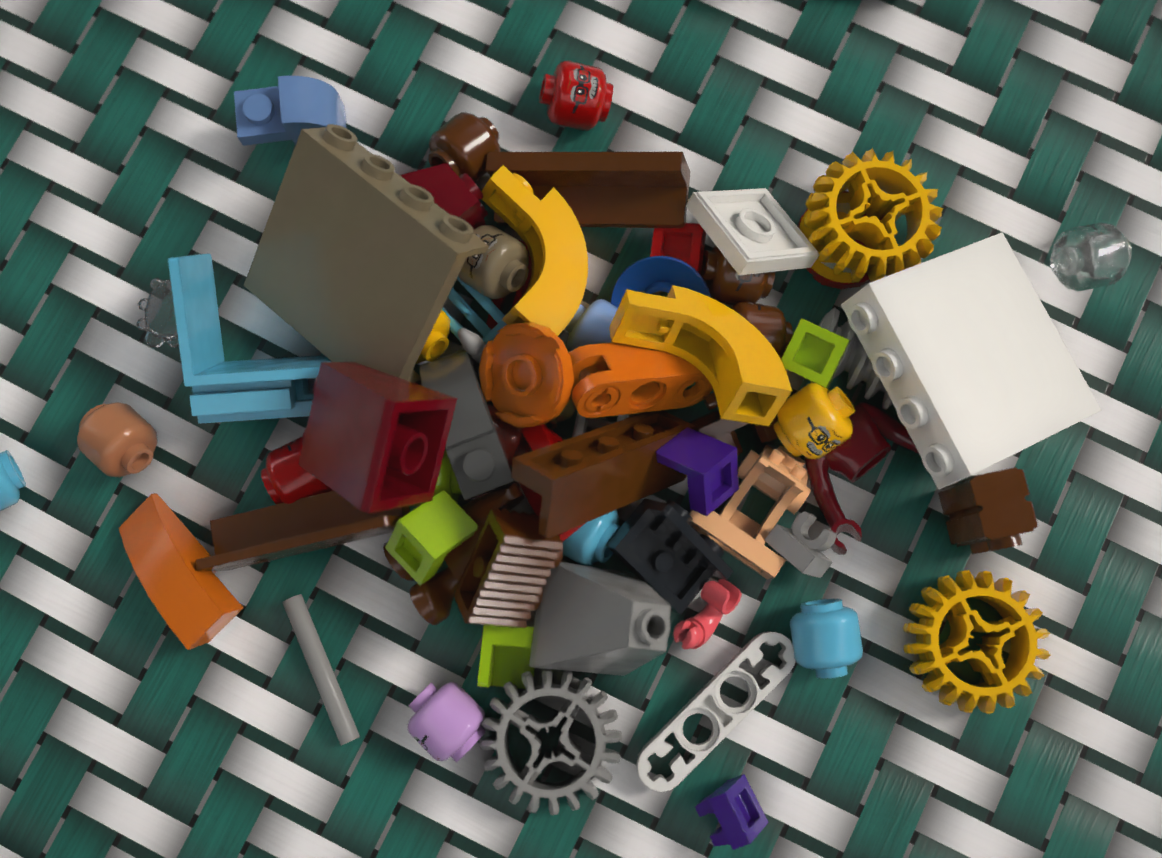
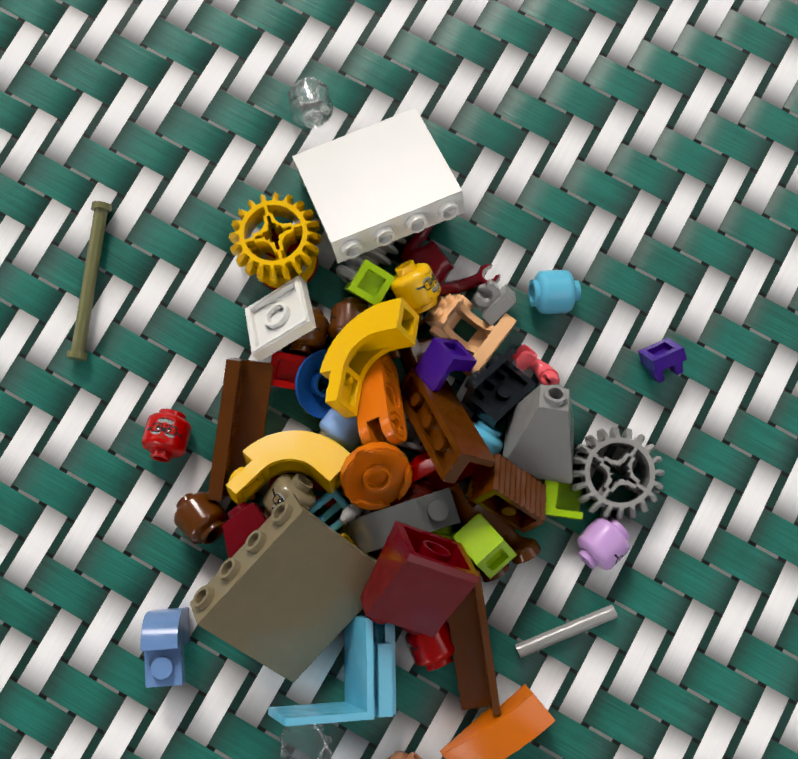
camera: 90 degrees left, 0 degrees up
(722, 717) = (601, 362): white beam -> none
(988, 510) = (480, 182): reddish brown brick -> none
(1016, 625) = (580, 187): yellow gear -> none

